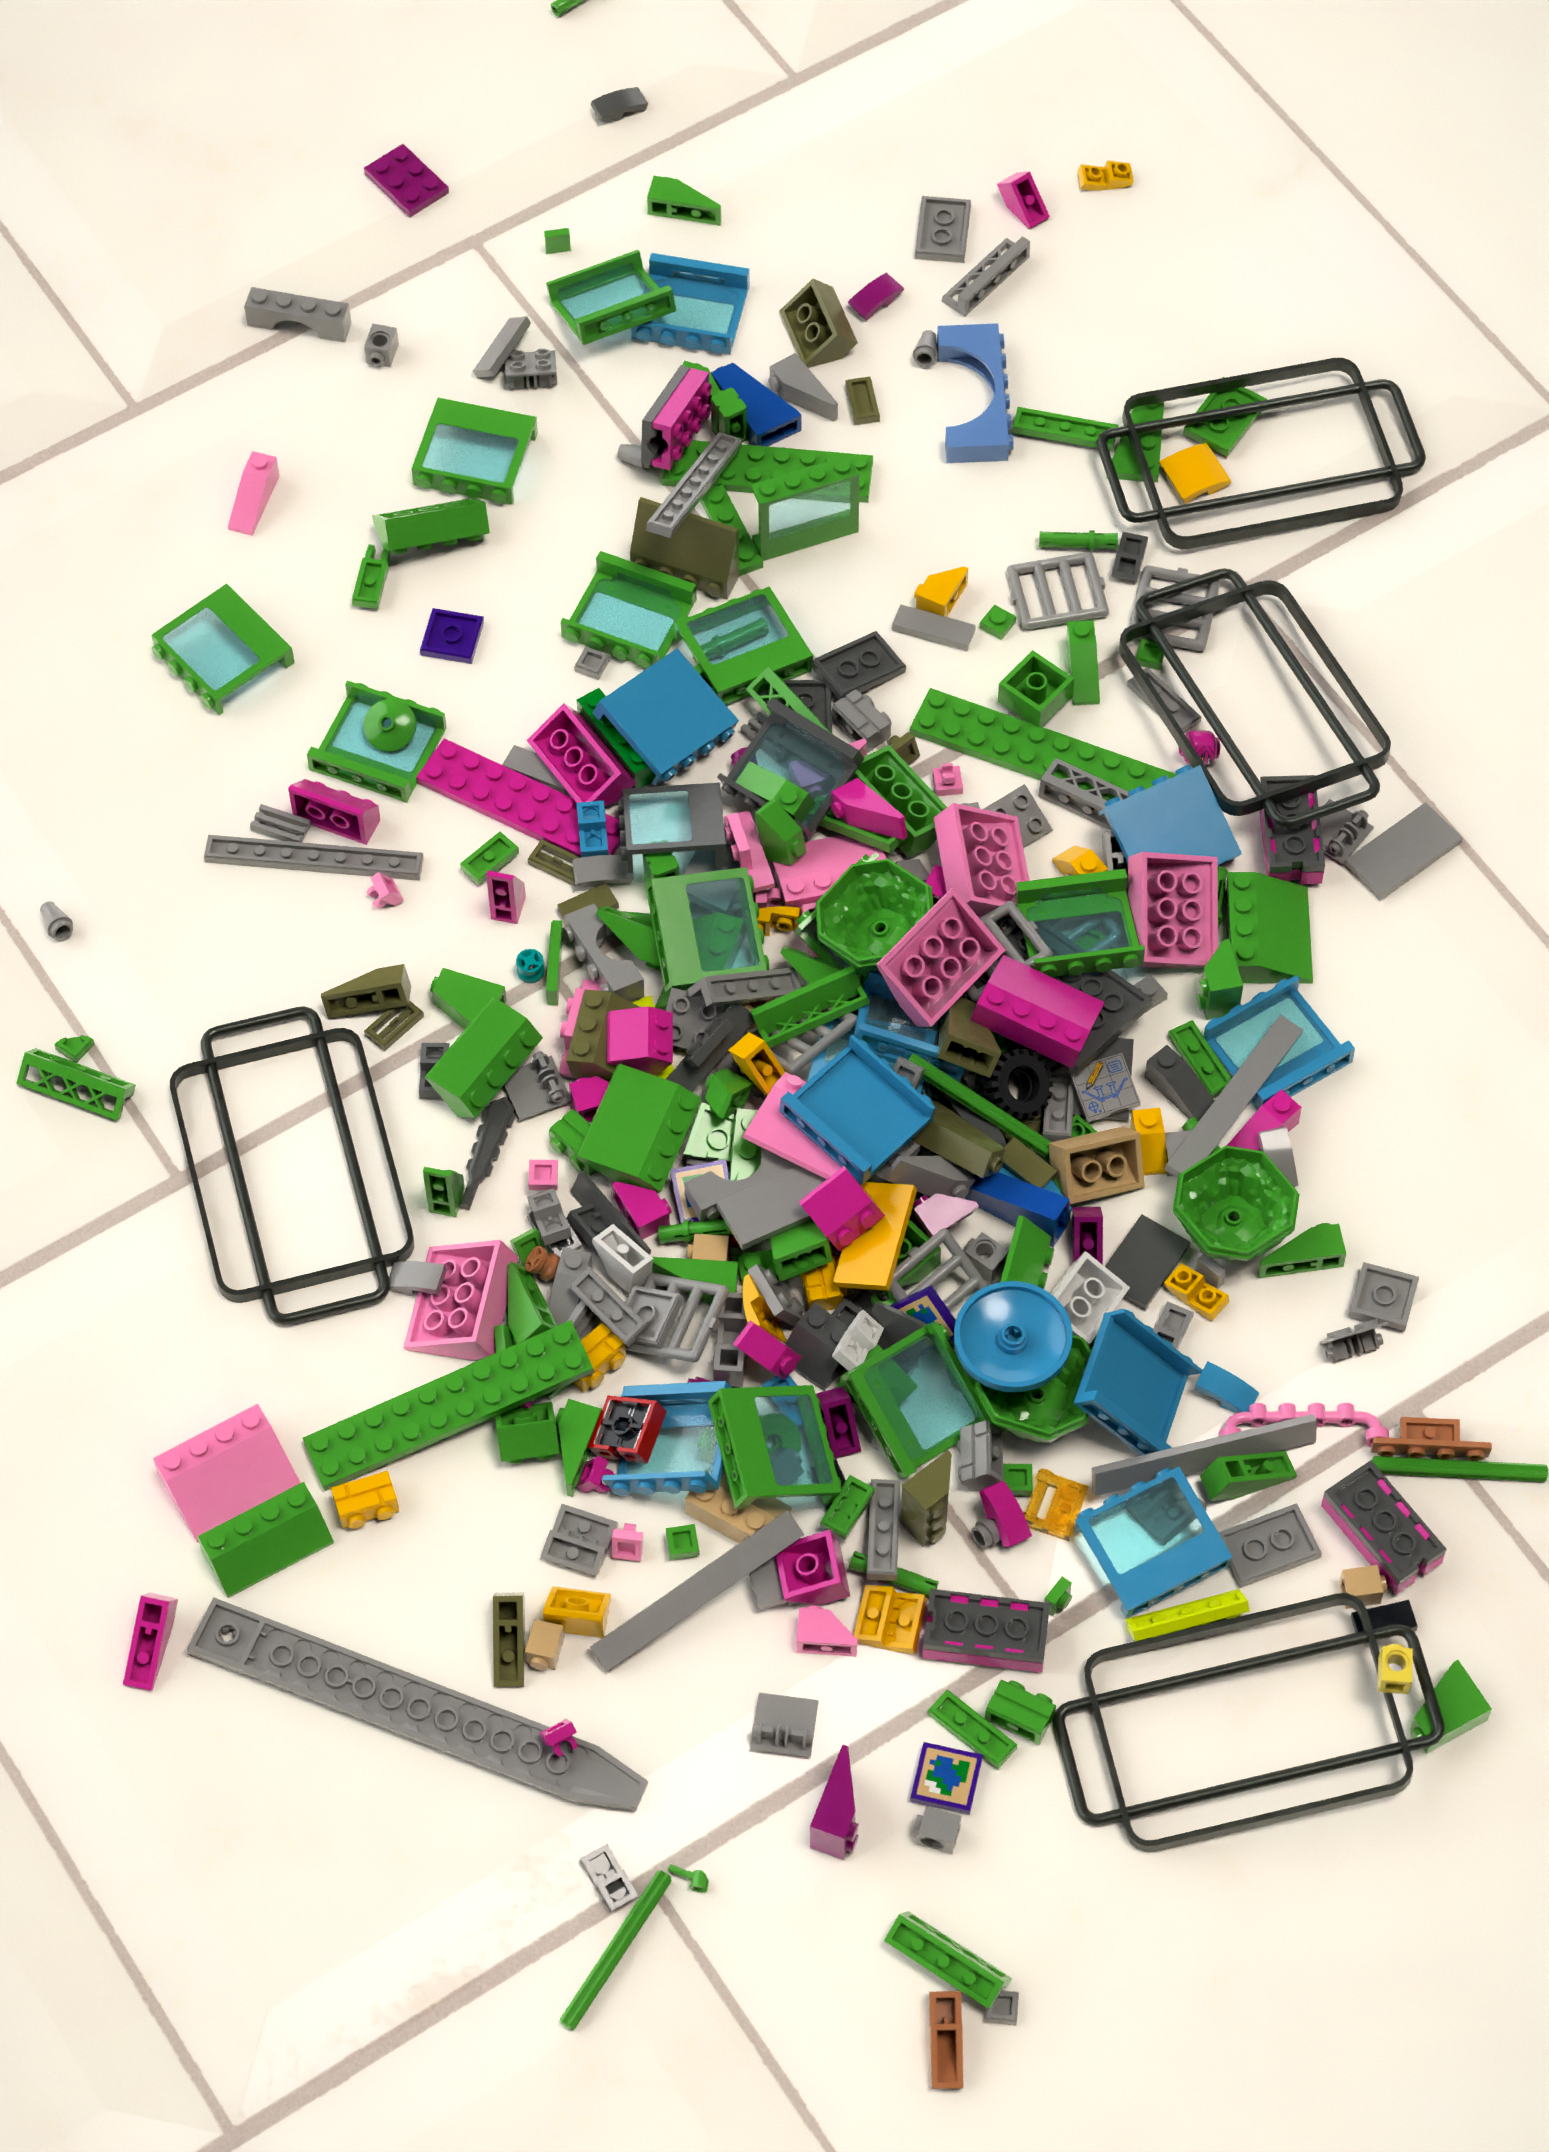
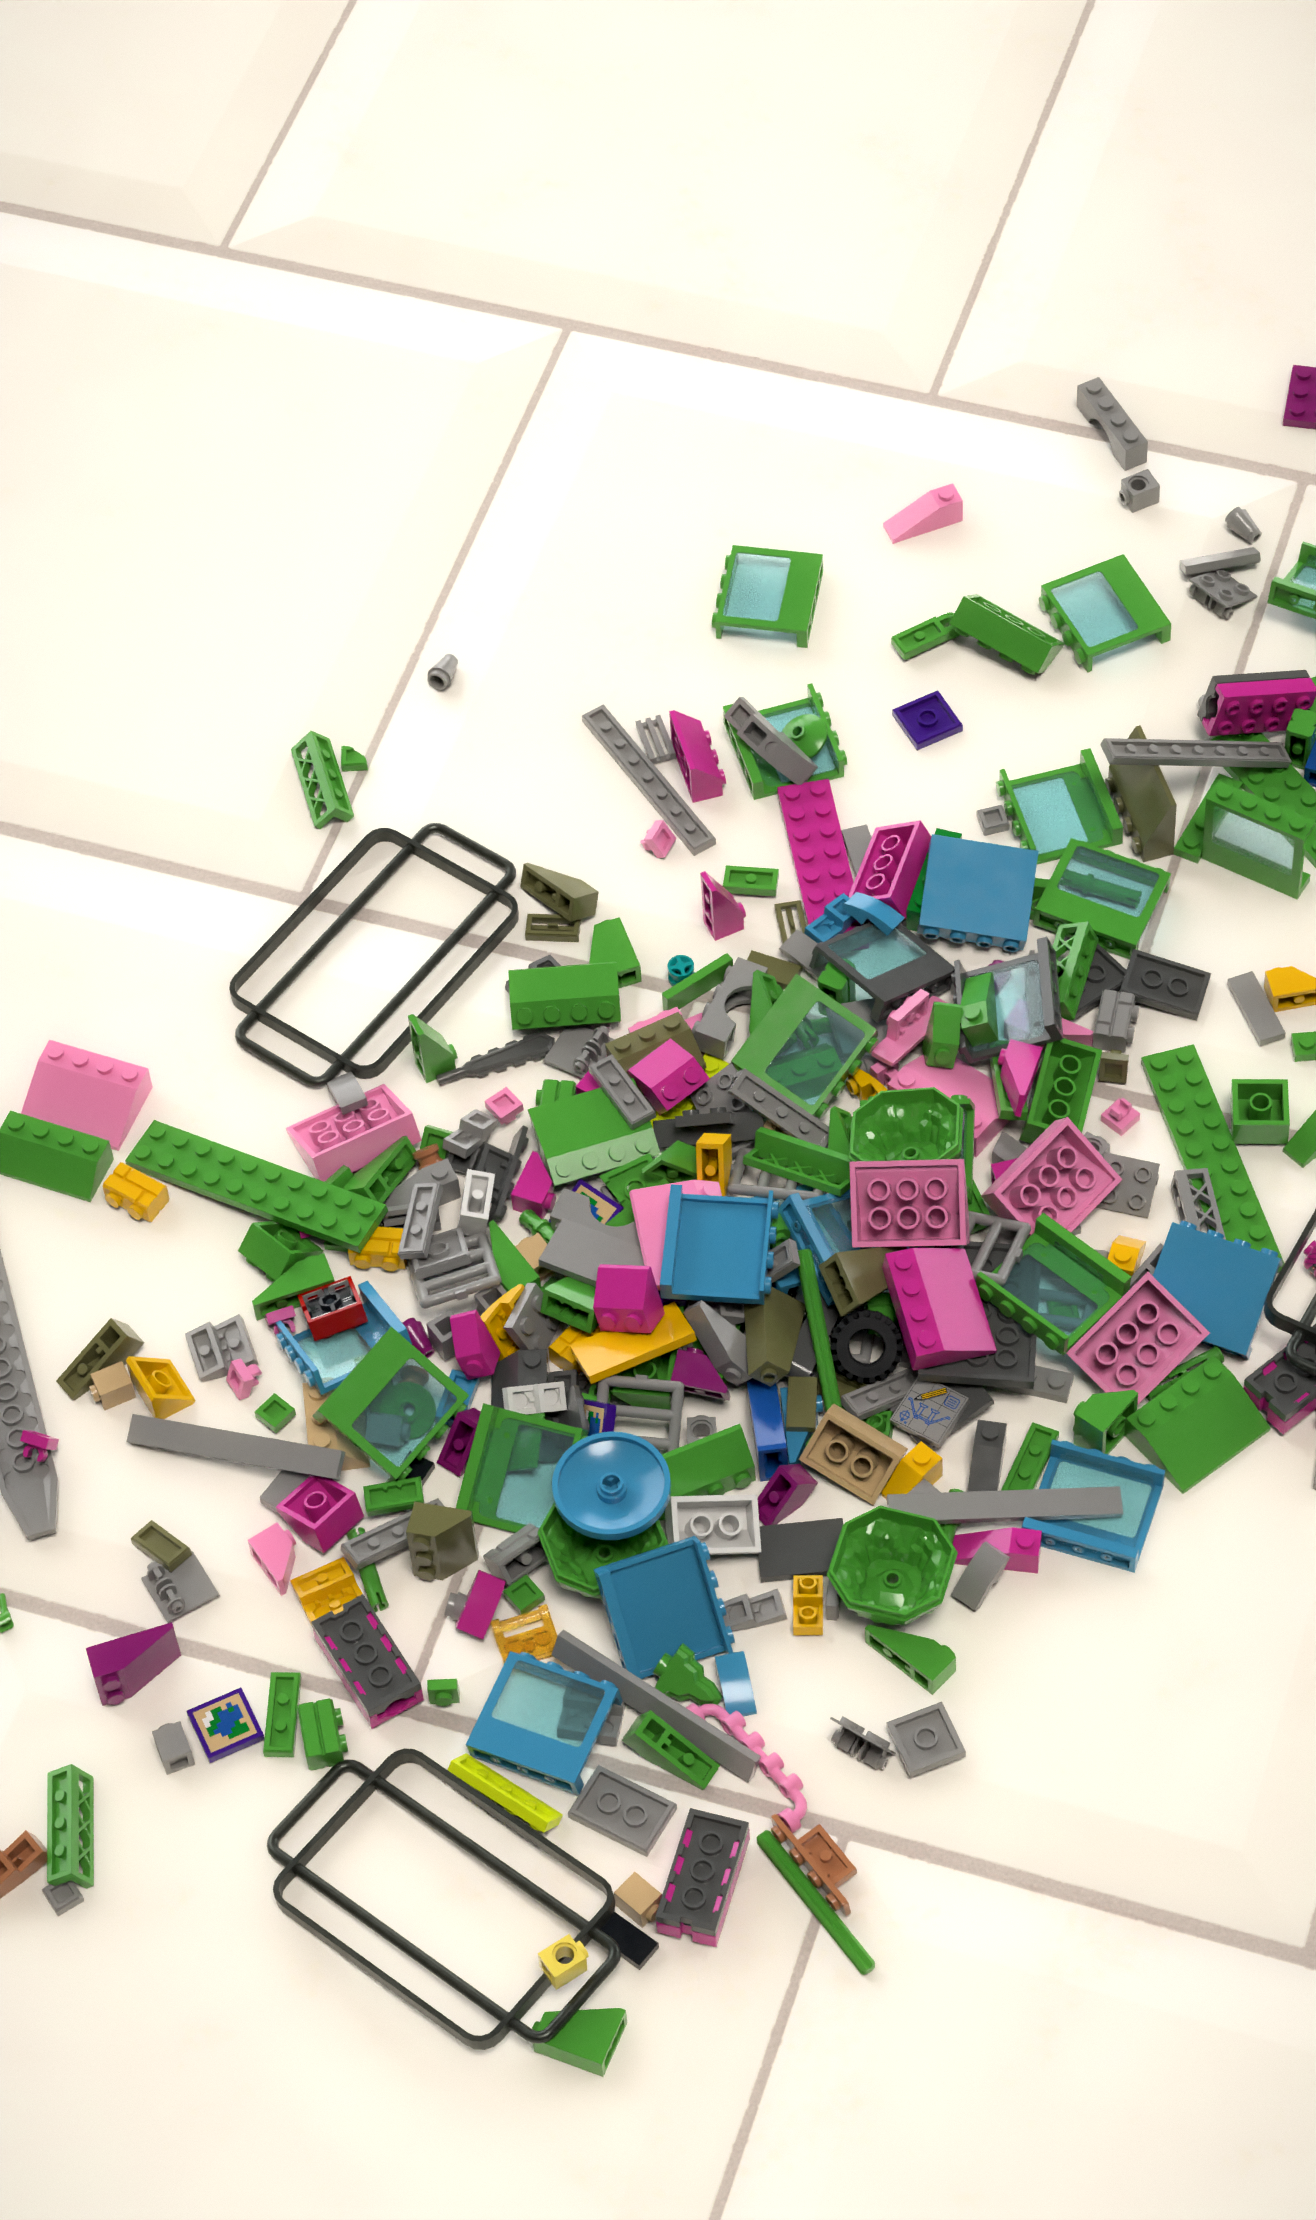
camera: 55 degrees right, 5 degrees down
(377, 747) = (769, 743): none -> light grey slope
(483, 308) = (1242, 524): none -> light grey cone
(614, 795) = (880, 914): none -> dark azure slope
(628, 1079) = (622, 1092): none -> light grey tile
(734, 1712) = (161, 1546): none -> olive tile
(1193, 1418) = (684, 1678): none -> bright green rock

